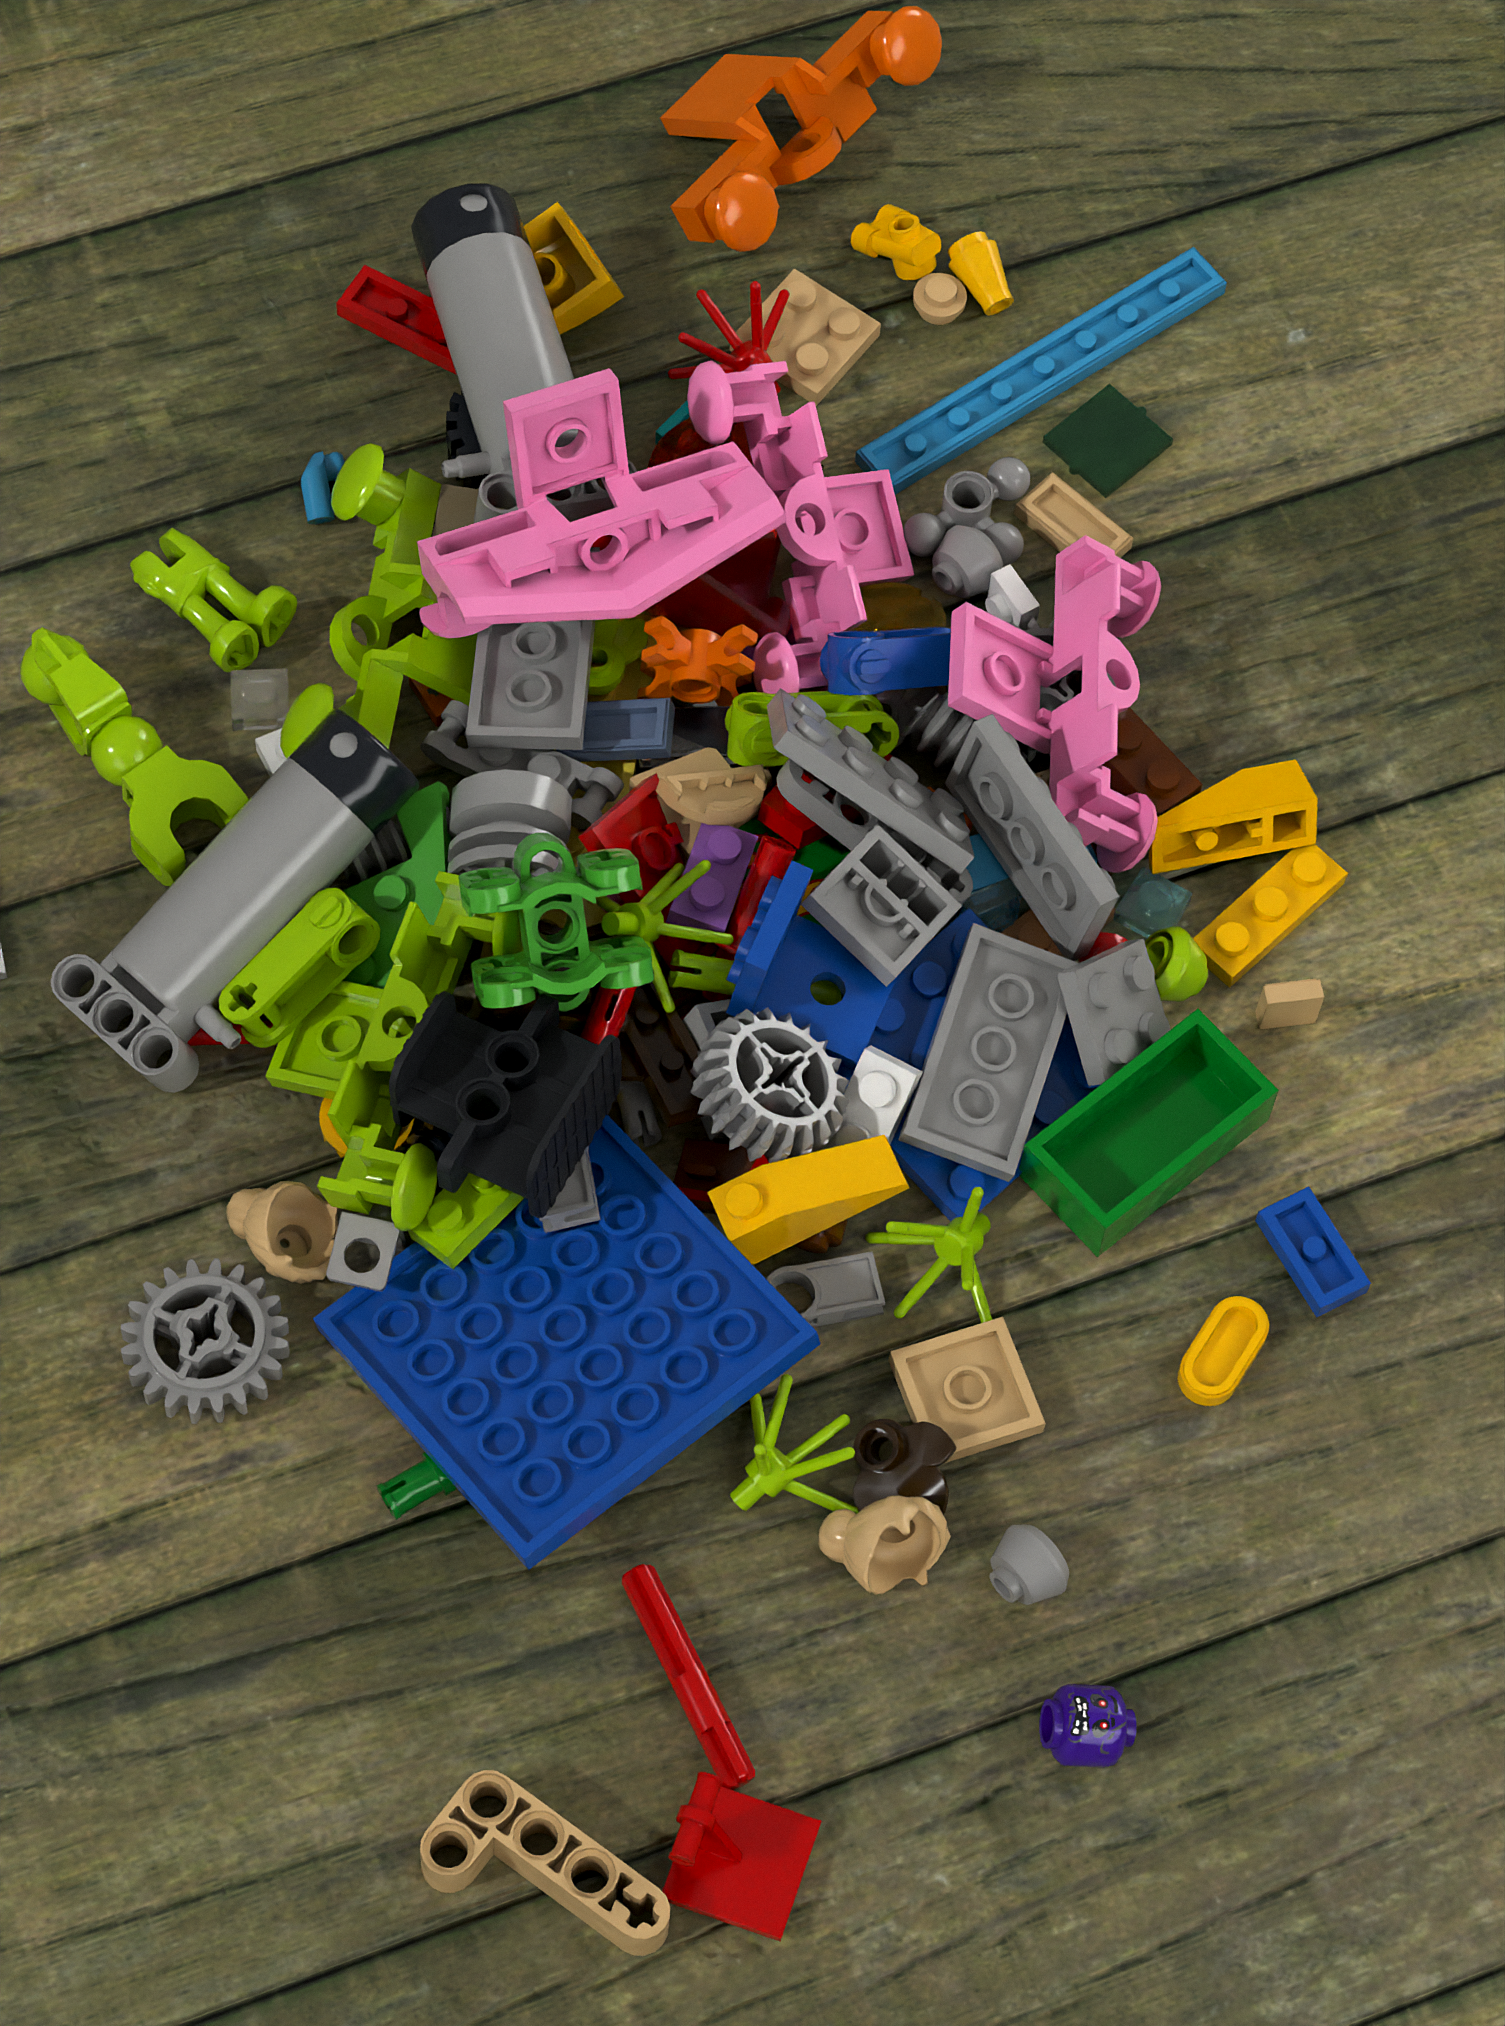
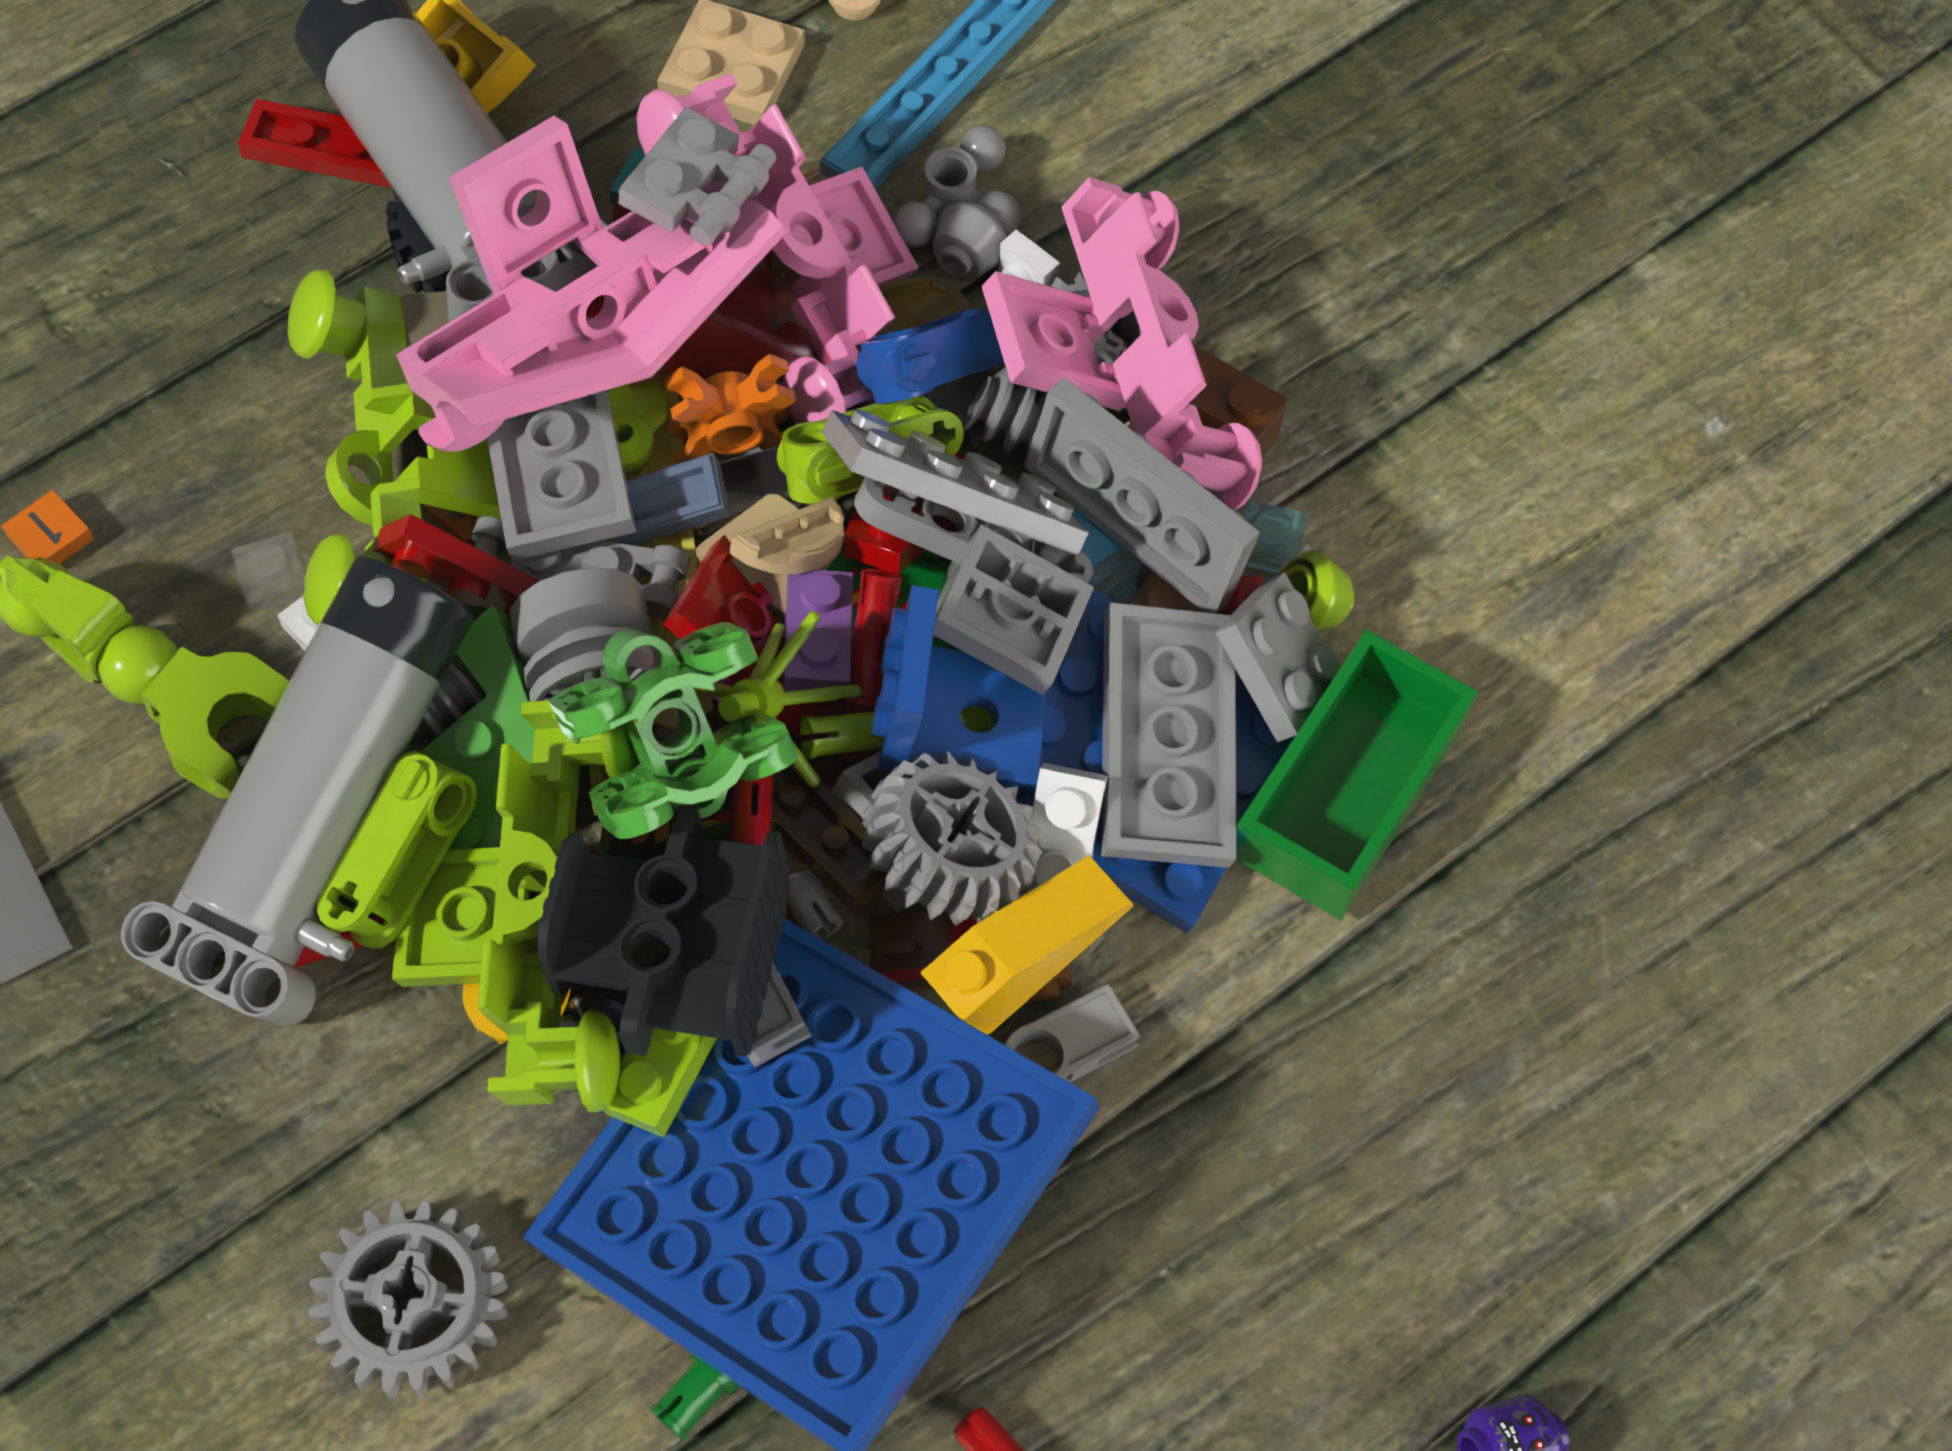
camera: 15 degrees left, 0 degrees up
(79, 611) = (48, 530): none -> orange tile
(195, 574) = (157, 473): lime piece -> none
(288, 1215) = (465, 1126): tan piece -> none
(315, 486) = (269, 337): dark azure arm -> none
(371, 1229) = (564, 1116): light grey bracket -> none
(427, 746) = (462, 568): none -> red plate
(712, 439) = (681, 168): none -> light grey plate
(744, 353) = (678, 87): red plant -> none
(773, 1471) = (1082, 1259): lime plant -> none
(886, 1541) = (1228, 1303): tan piece -> none
(910, 1468) = (1227, 1223): dark brown plate -> none
(954, 1246) = (1193, 952): lime plant -> none
(969, 1387) = (1257, 1108): tan plate -> none
(1028, 1566) = (1389, 1284): light grey cone -> none
(1065, 516) = (1049, 172): tan tile -> none
(1107, 440) = (1065, 89): clear green piece -> none
(1223, 1351) = (1504, 984): yellow tile -> none
(1238, 818) = (1333, 423): yellow slope -> none
(1269, 911) = (1389, 510): yellow plate -> none
(1289, 1003) = (1446, 599): tan tile -> none
(1312, 1251) = (1560, 851): blue plate -> none

